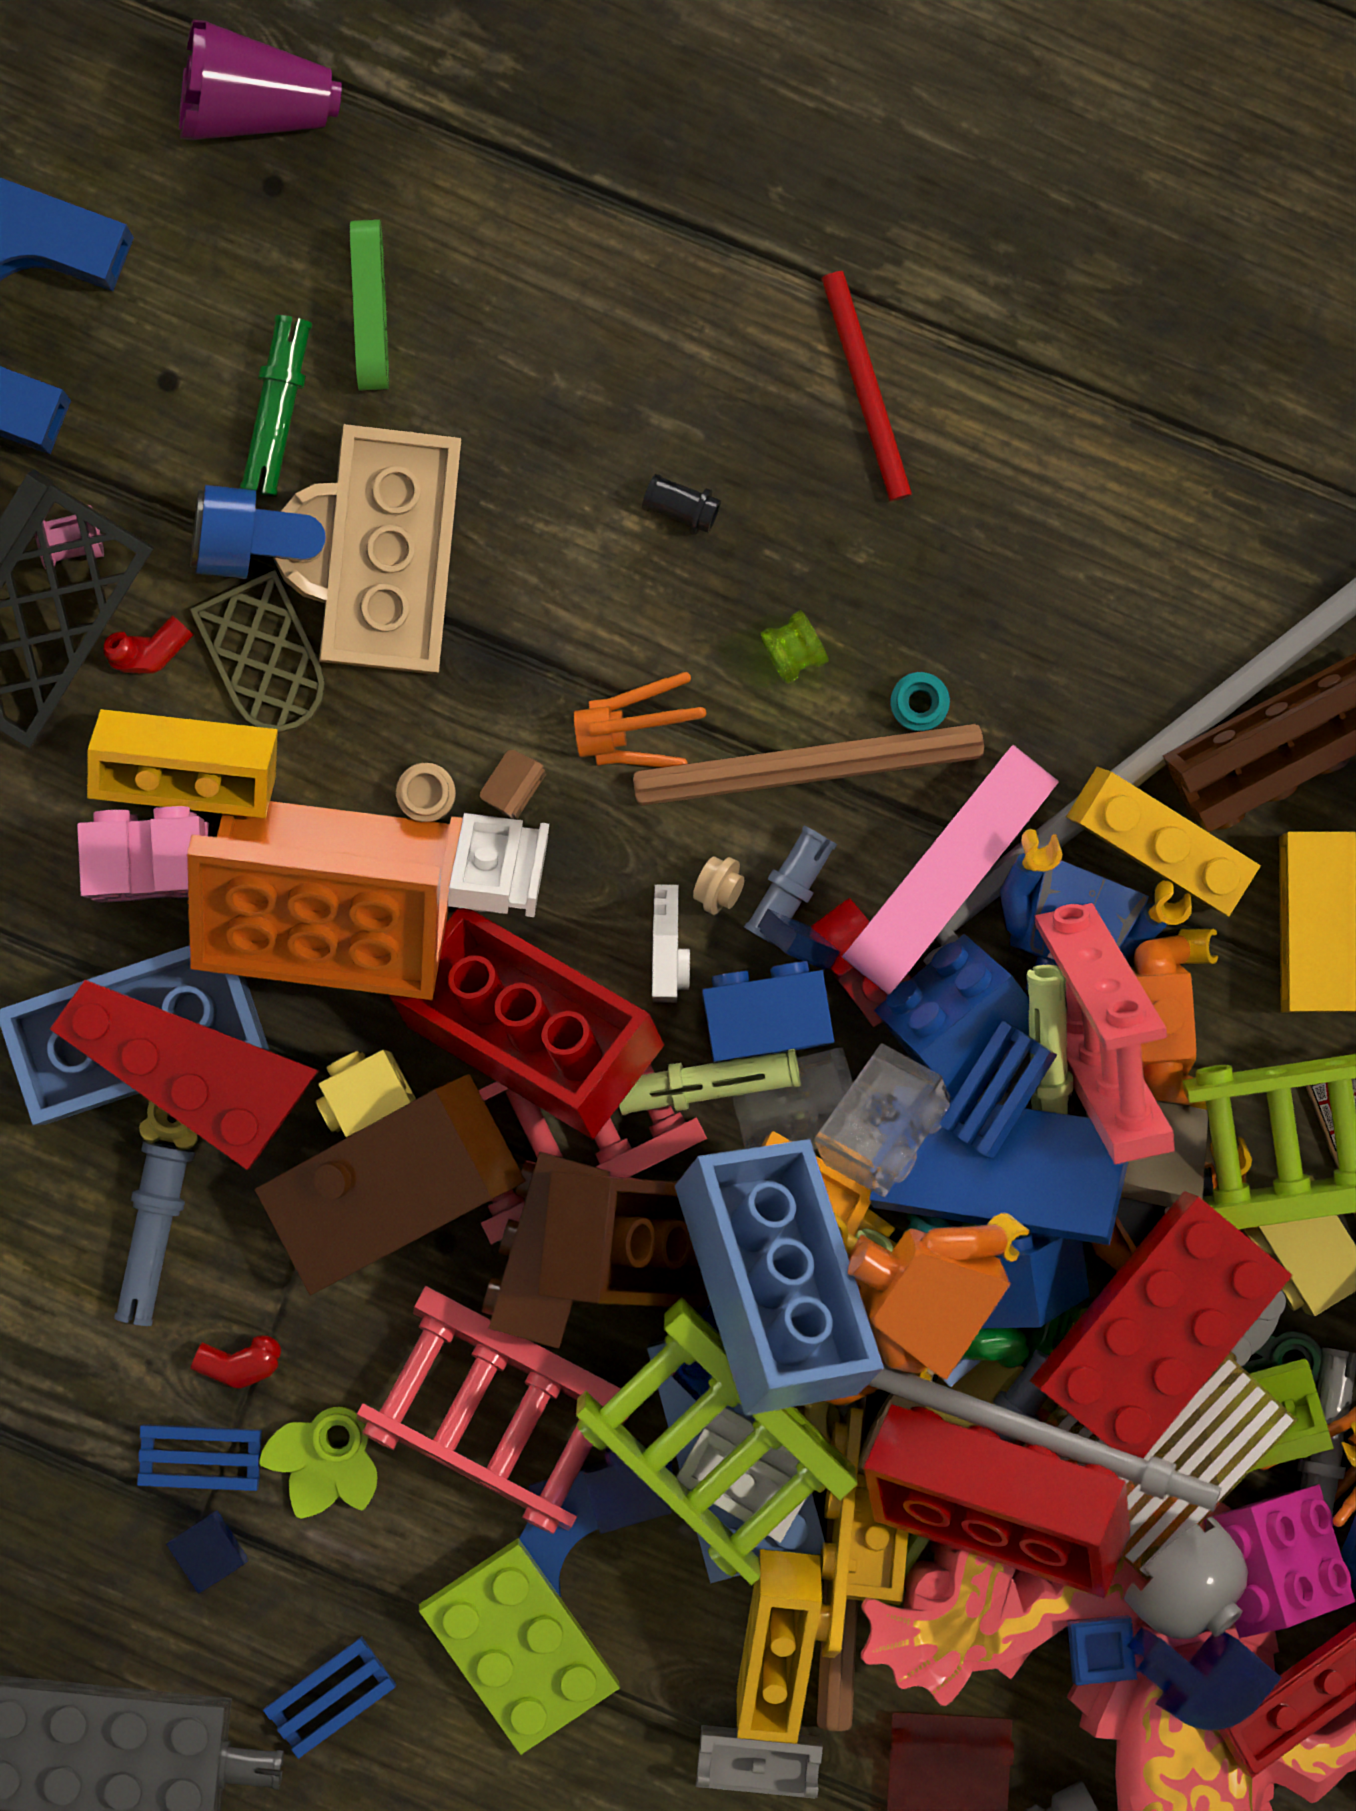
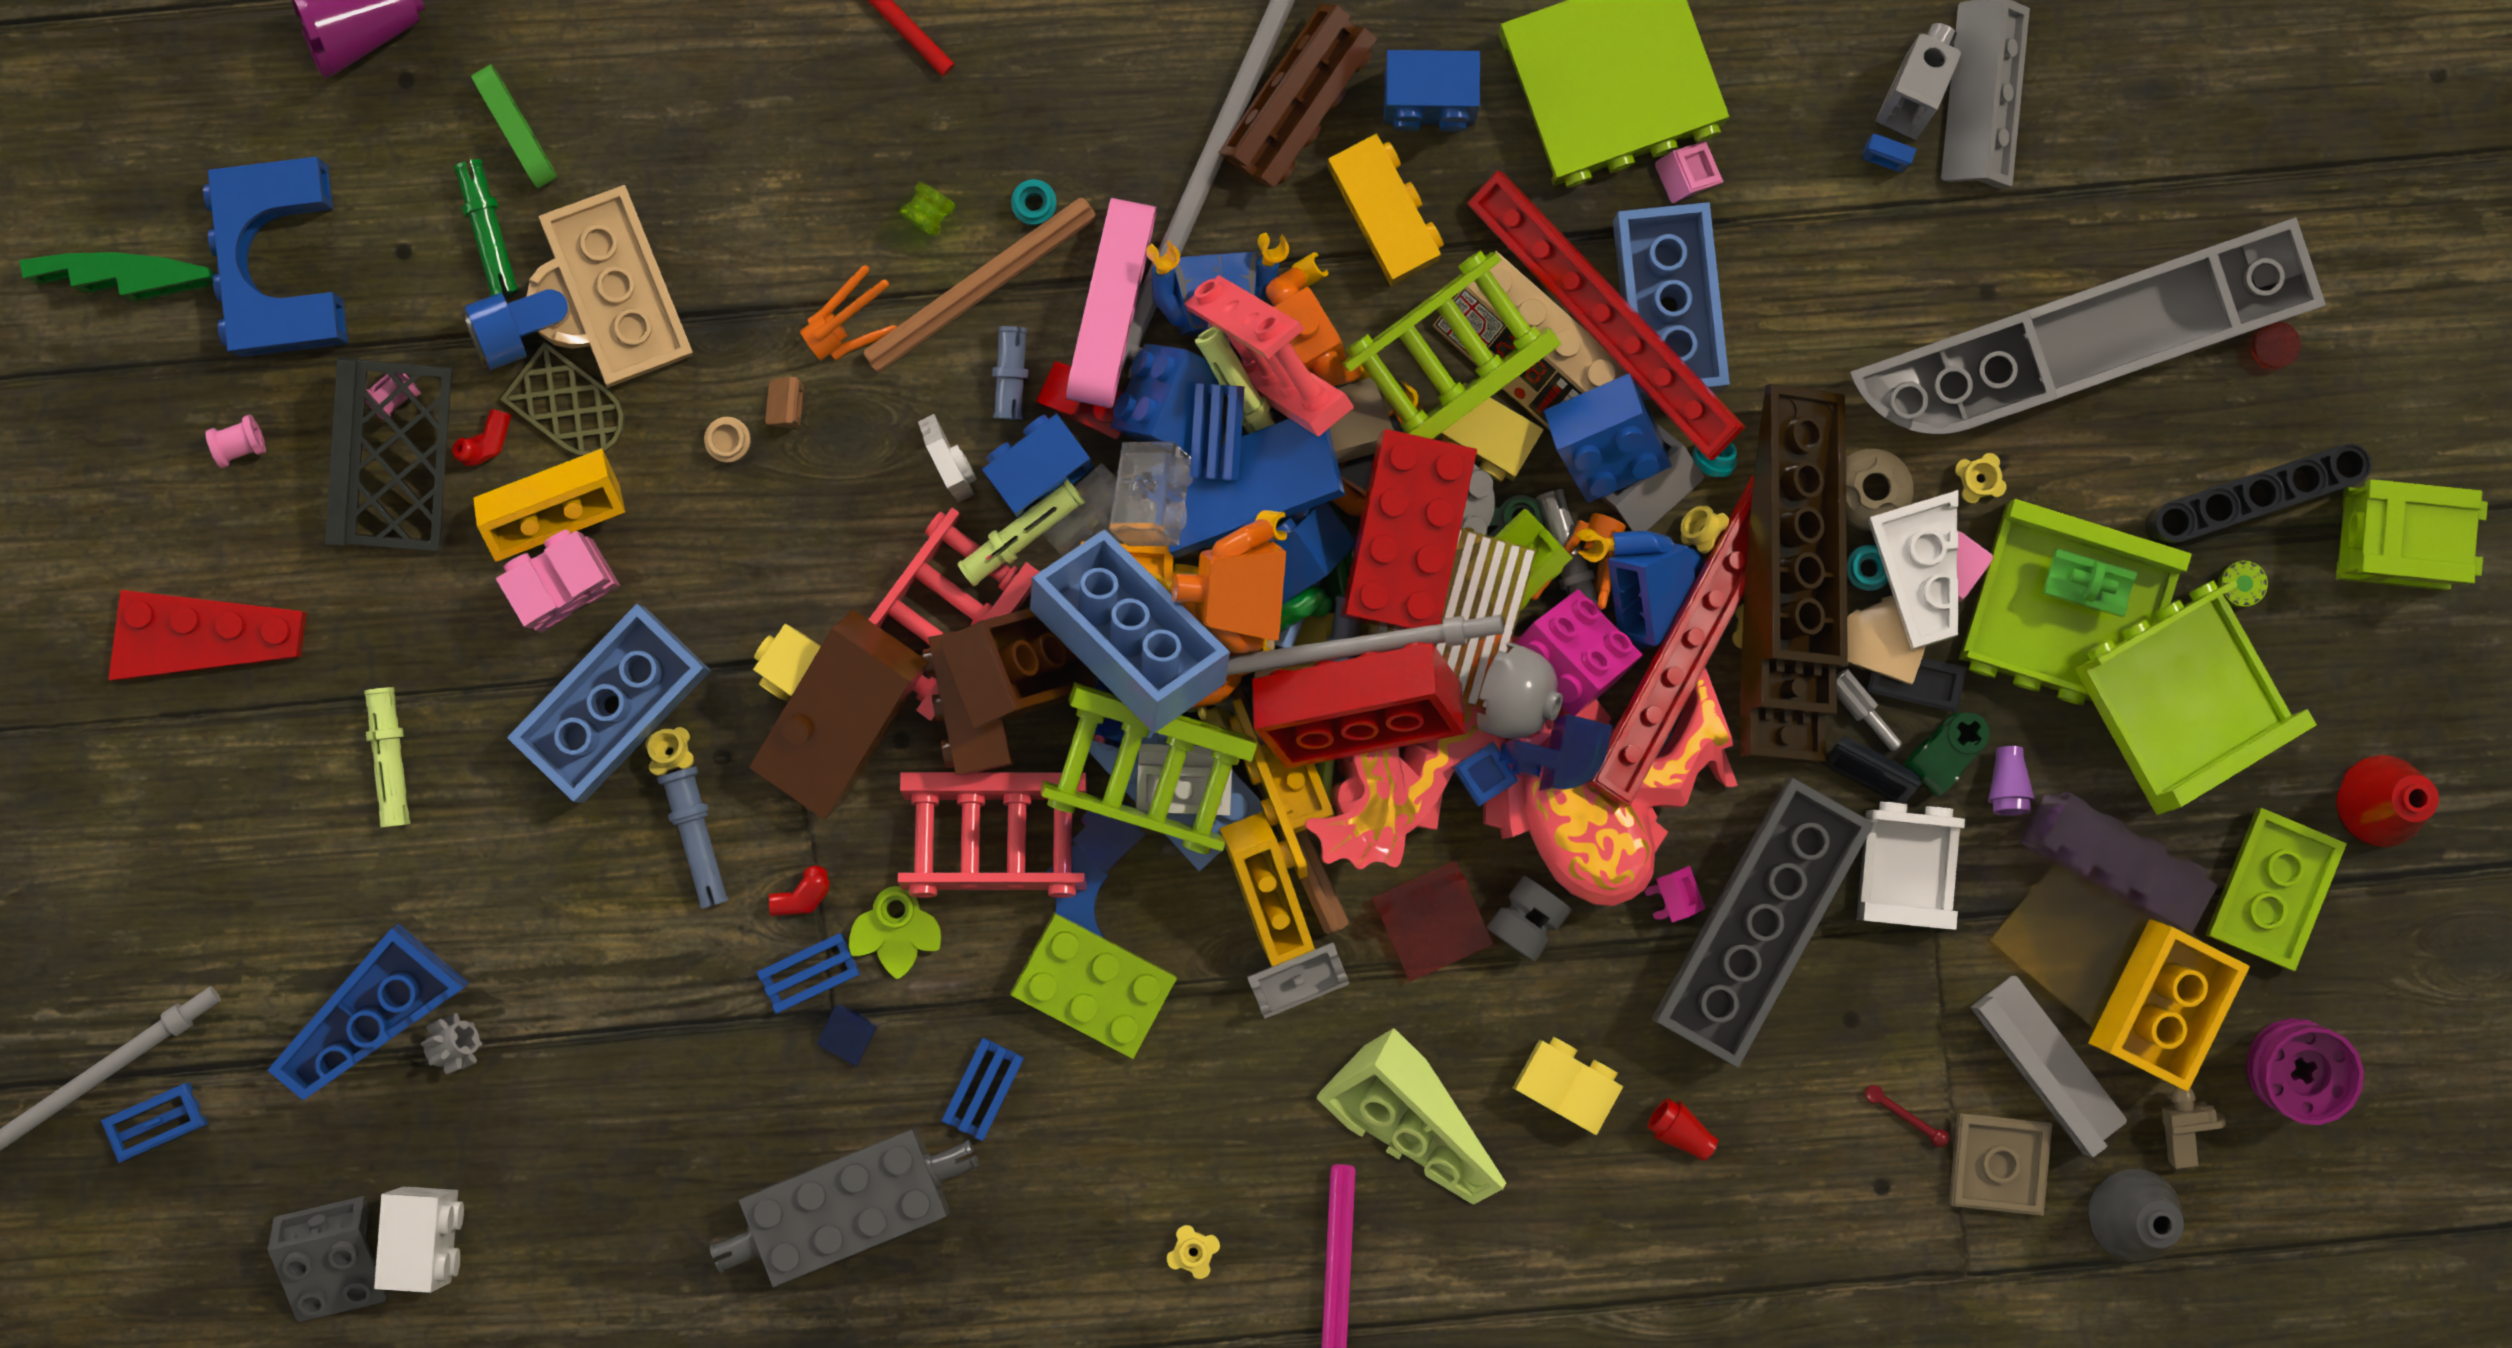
camera: 25 degrees left, 0 degrees up
(198, 1075) = (670, 707): red wing -> none
(323, 898) = (691, 544): orange bracket -> none
(497, 865) = (801, 461): white plate -> none
(533, 1023) = (874, 554): red brick -> none
(682, 504) = (800, 151): black pin -> none
(719, 884) = (960, 397): tan plate -> none
(798, 939) = (1032, 405): dark blue tile -> none
(1163, 841) = (1246, 209): yellow brick -> none

